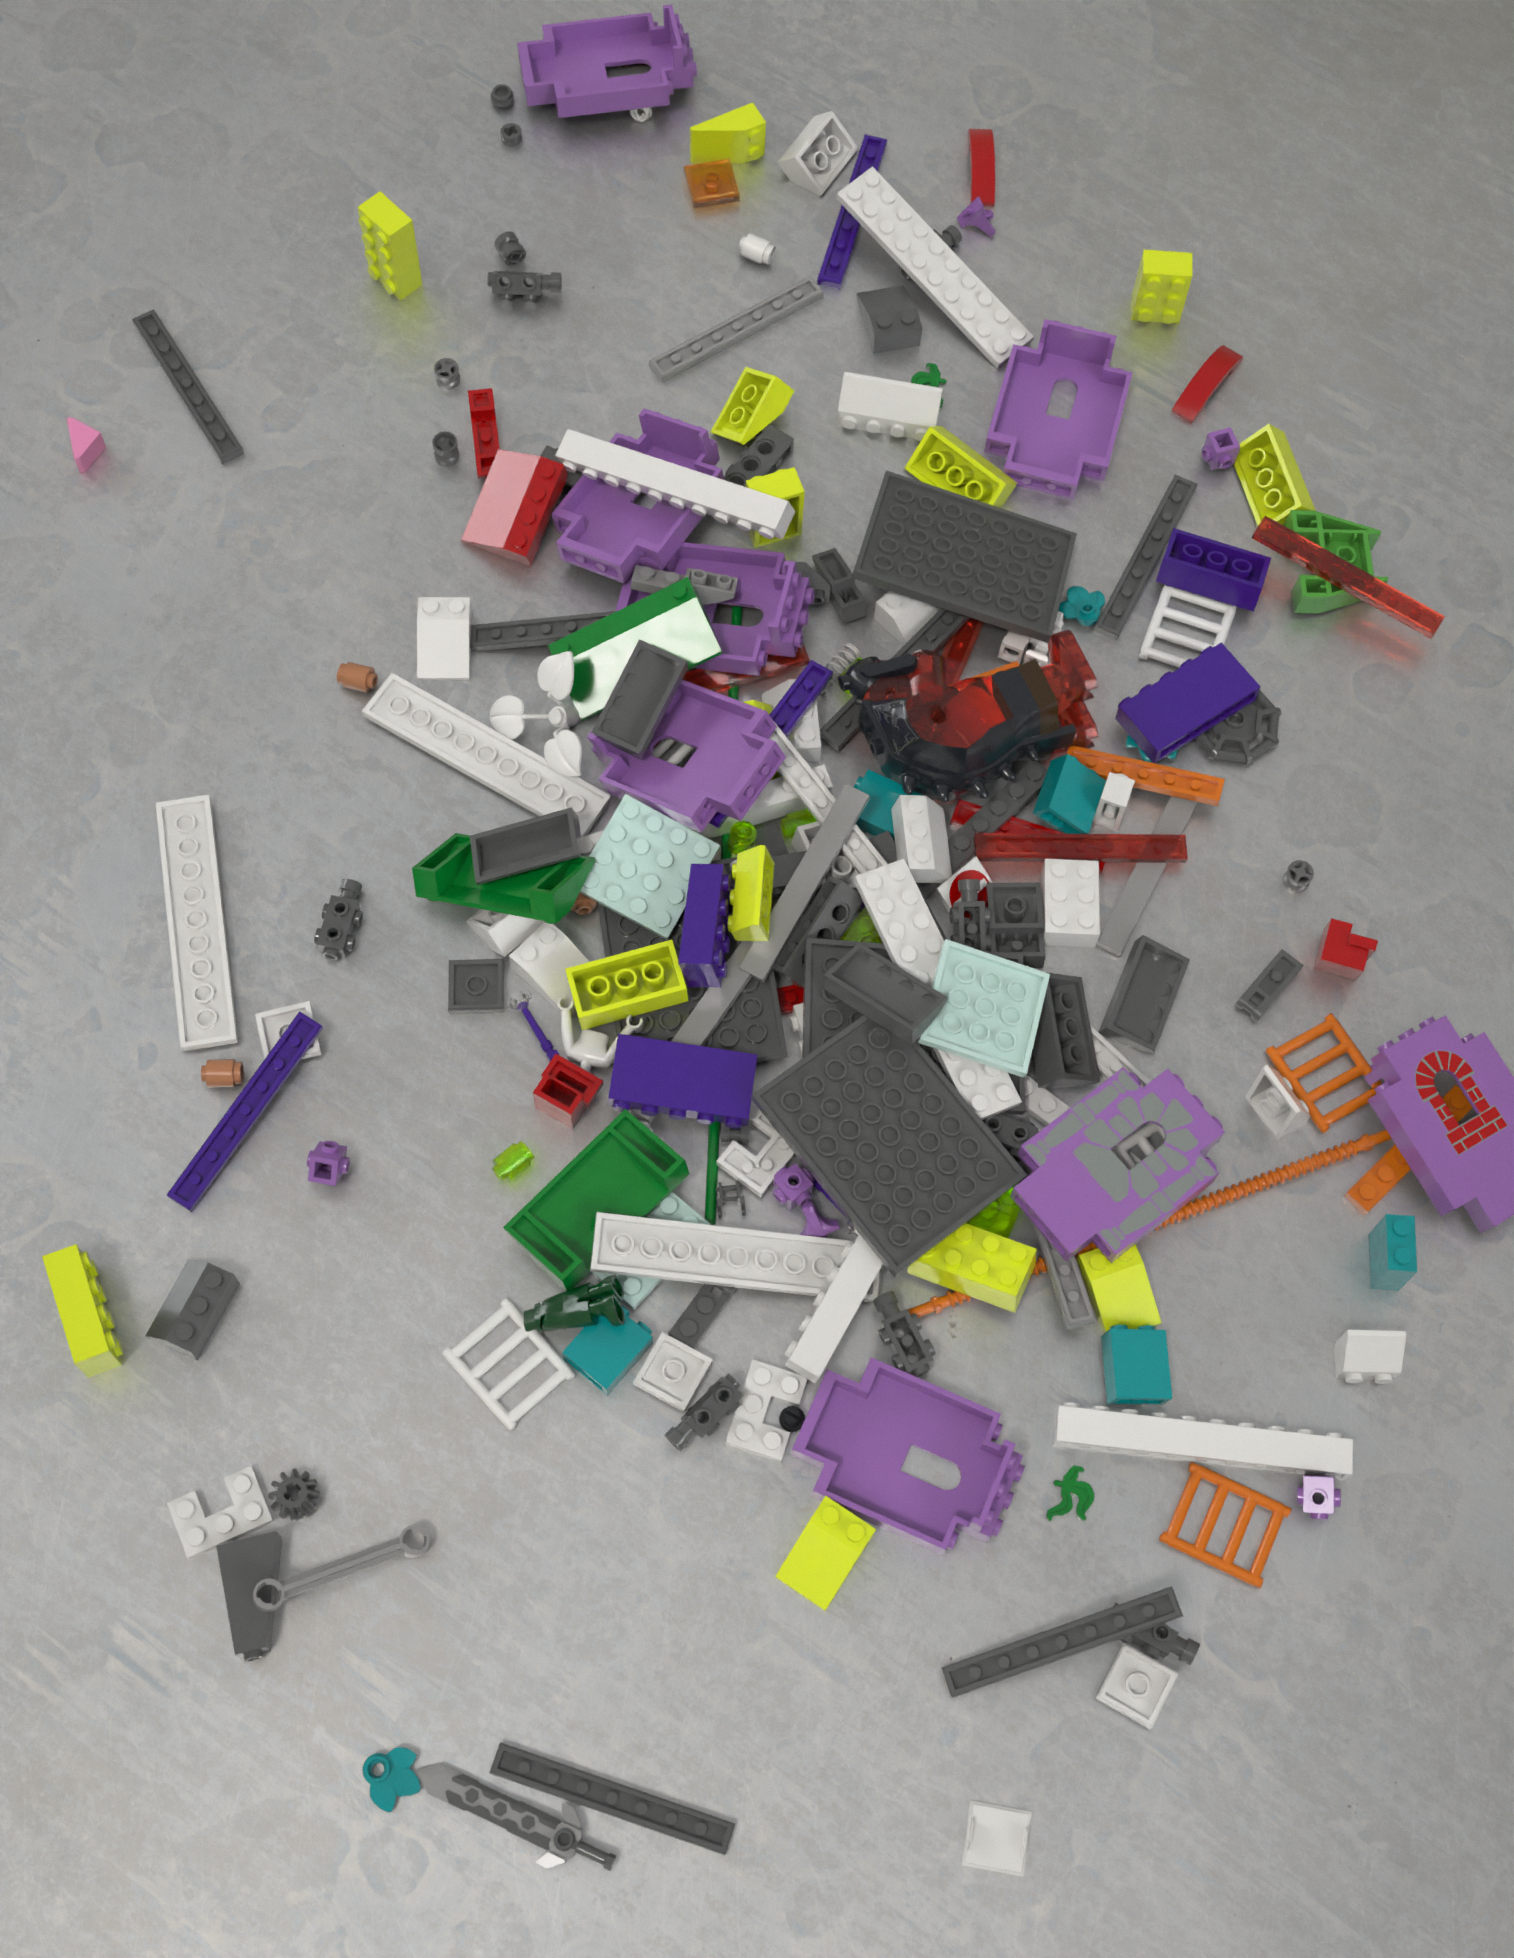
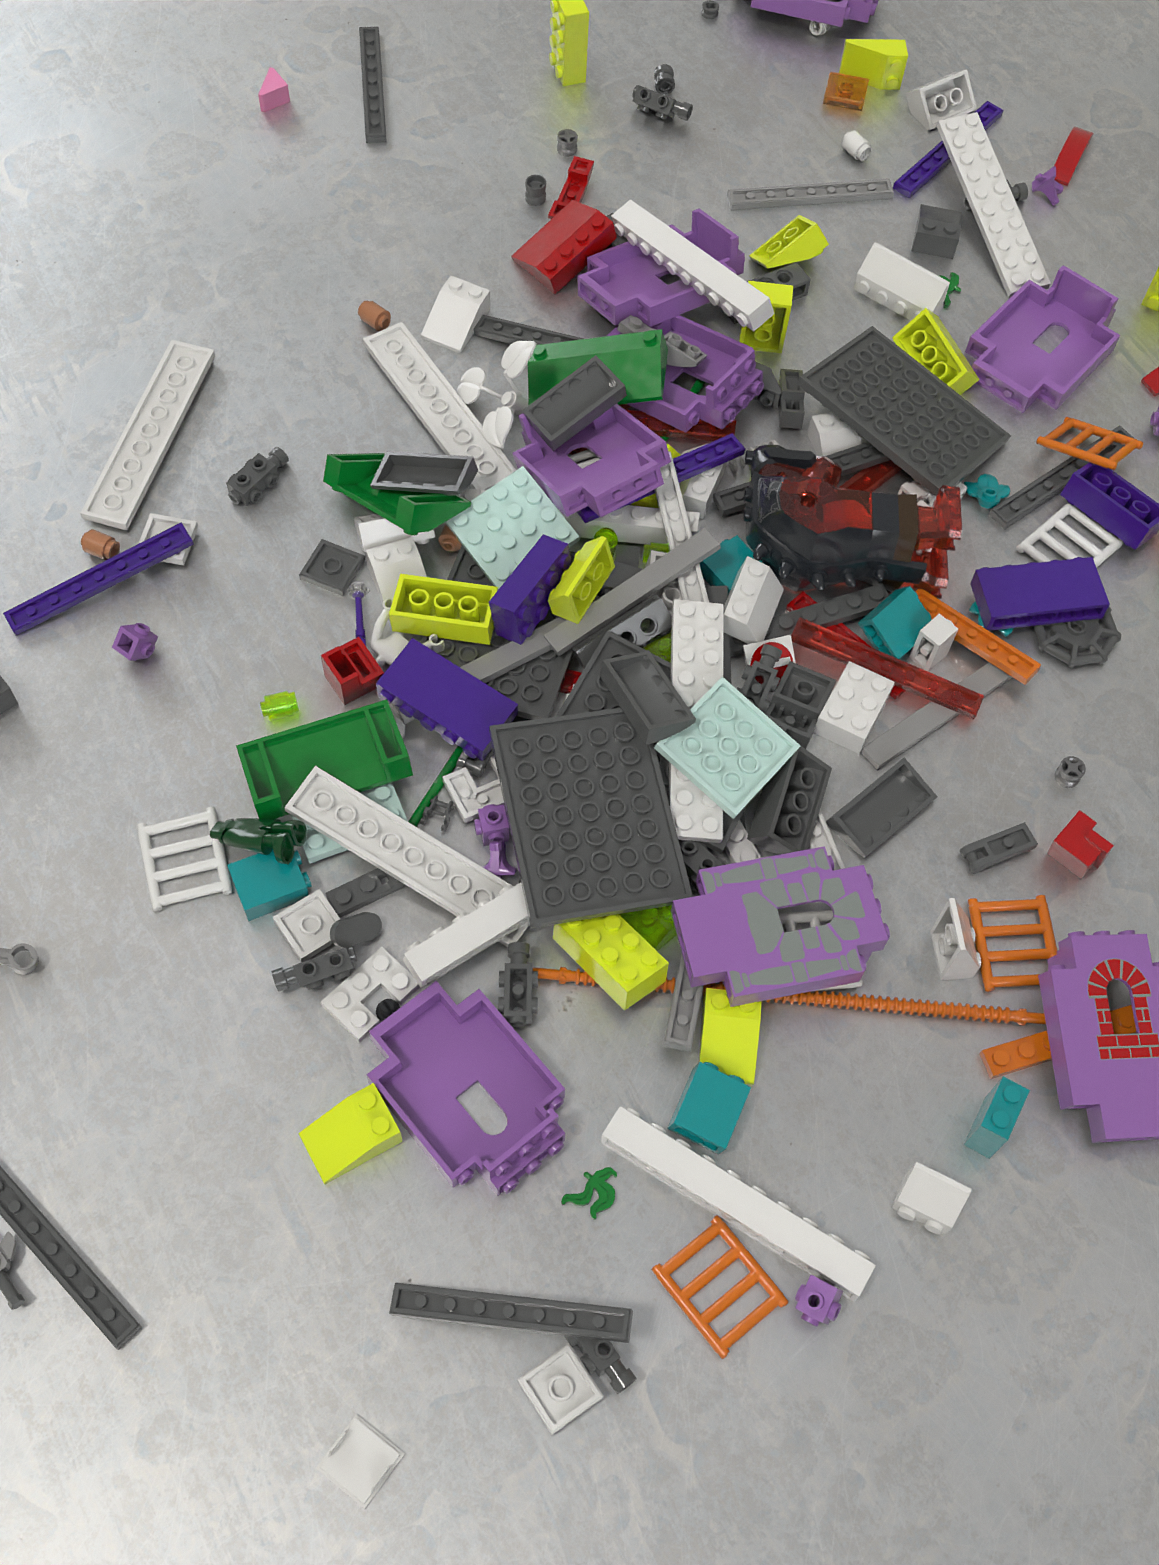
camera: 25 degrees right, 5 degrees down
(720, 1355) = (355, 929): none -> dark grey tile
(1167, 529) = (1092, 454): none -> orange bar

